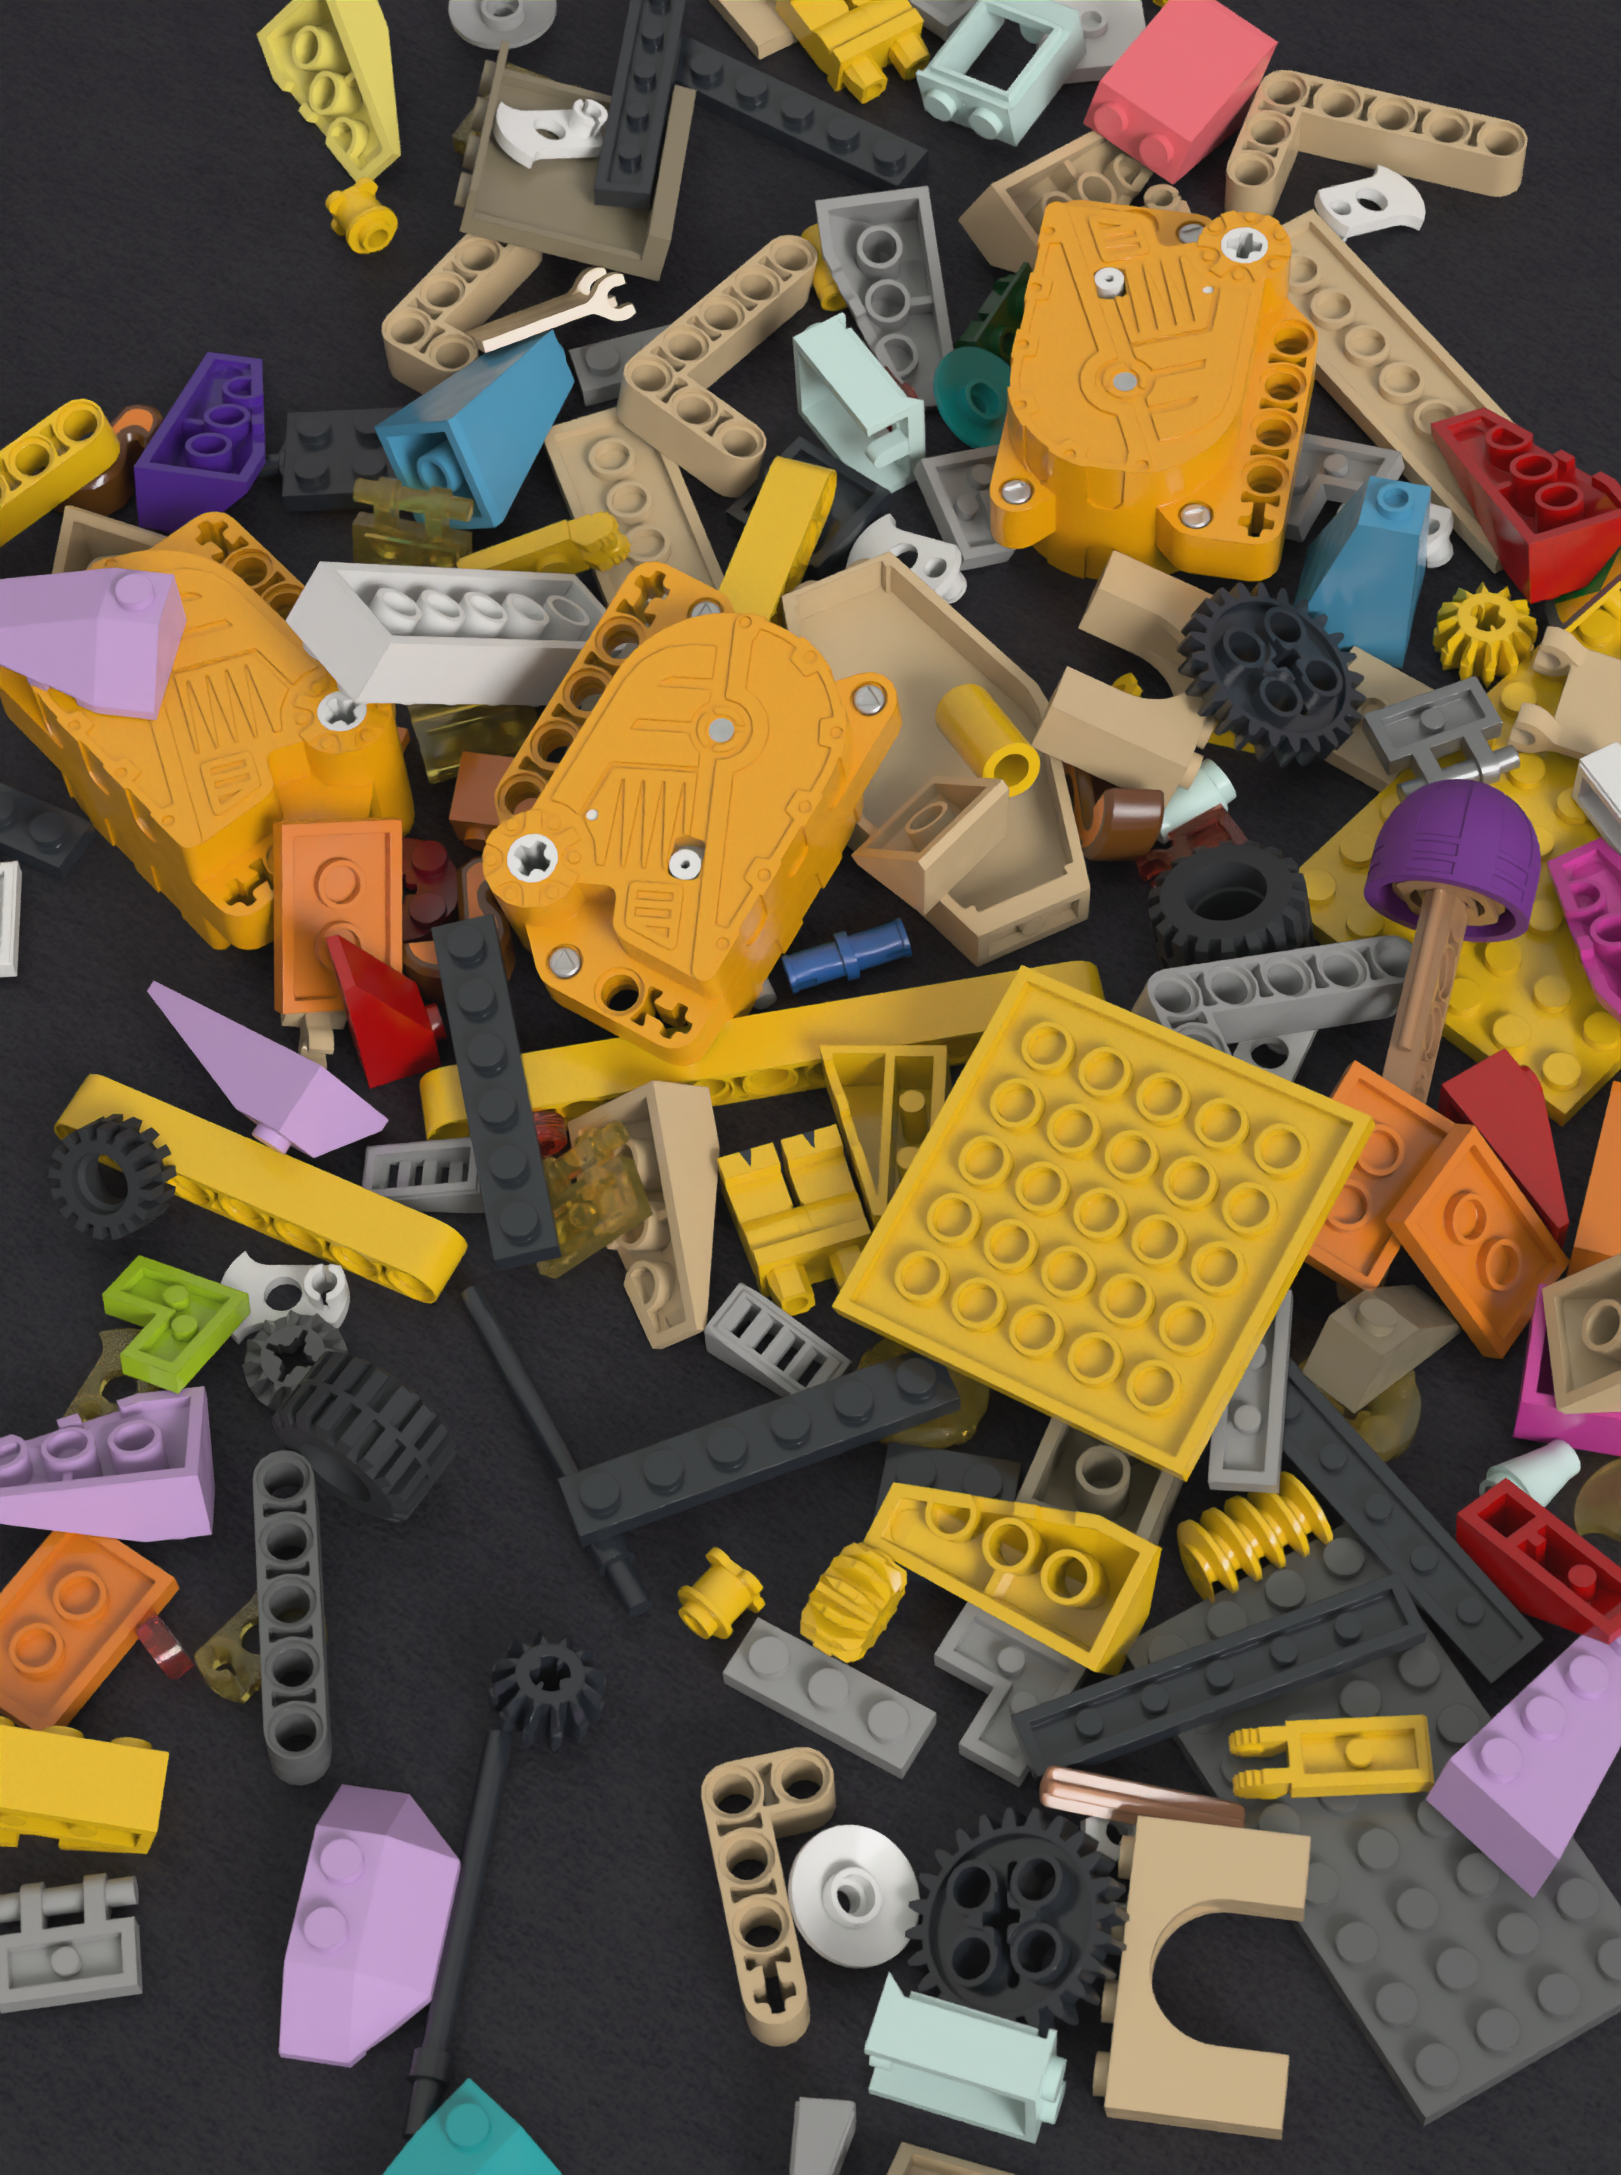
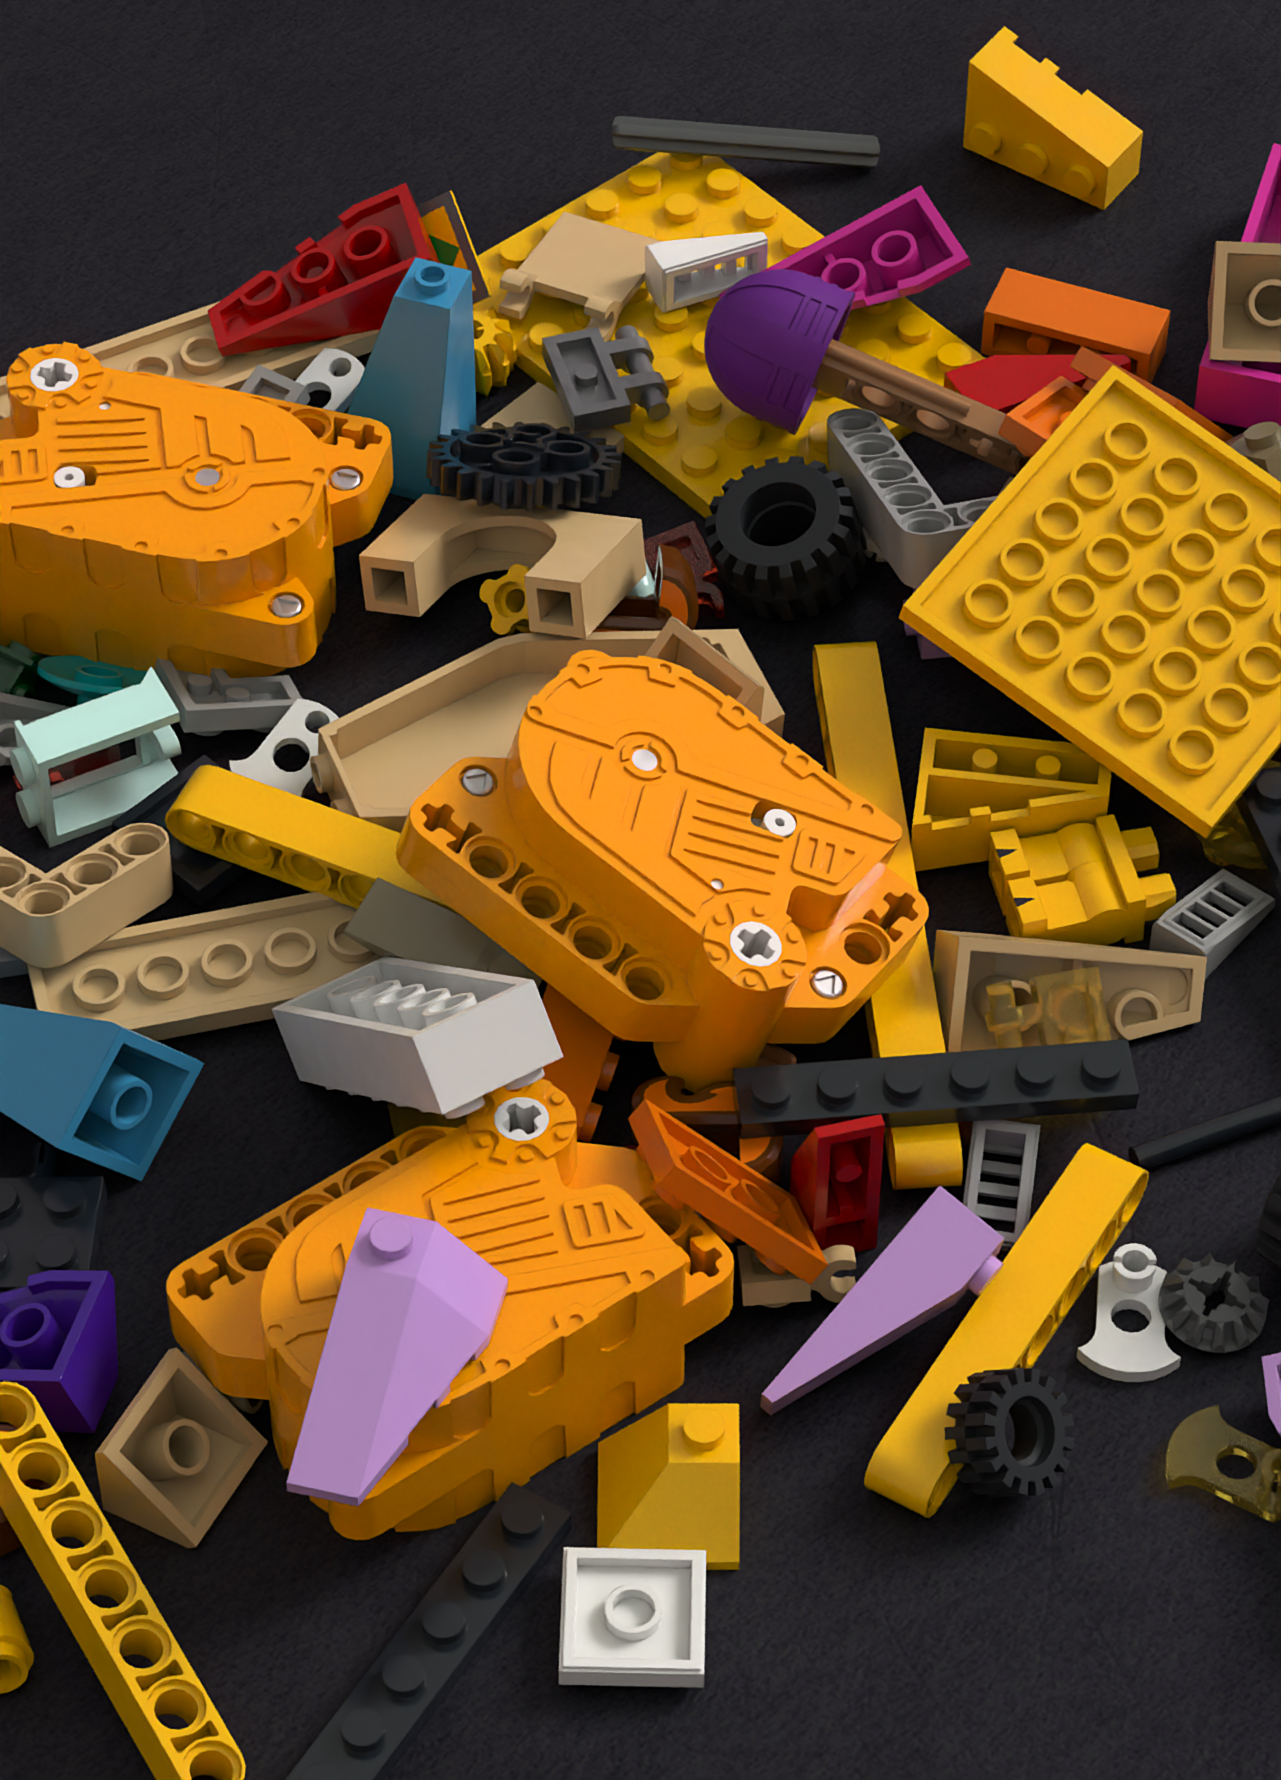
camera: 90 degrees left, 10 degrees down
(81, 946) = (673, 1483): none -> yellow slope
(181, 1319) = (1173, 1376): lime plate -> none
(394, 541) = (190, 1164): clear yellow plate -> none
(558, 548) = (242, 1033): yellow hinge -> none
(987, 738) = (607, 634): yellow brick -> none

